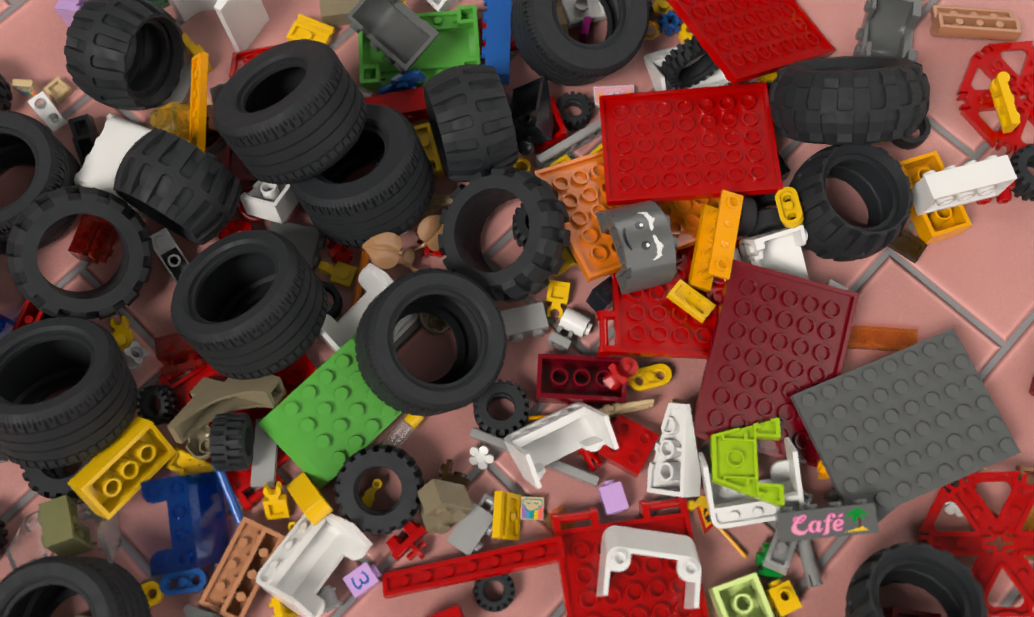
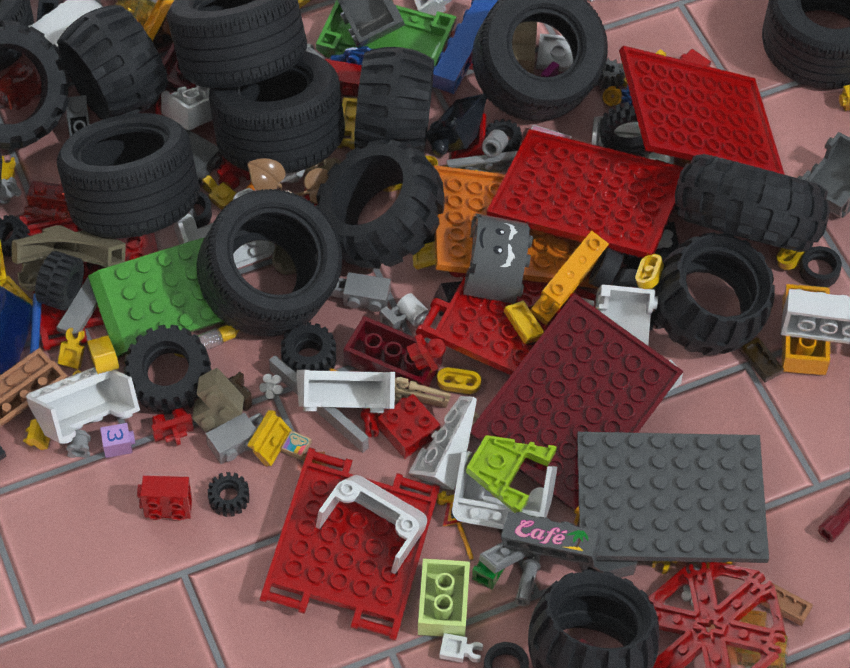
camera: 20 degrees right, 15 degrees down
(369, 494) = (158, 377): yellow piece -> none
(474, 567) = (219, 462): red plate -> none
(557, 294) = (408, 282): yellow plate -> none
(574, 123) = (495, 143): none -> light grey brick
(612, 497) = (373, 462): lavender brick -> none
(782, 597) = (485, 601): yellow brick -> none
(881, 338) = (680, 422): clear orange plate -> none

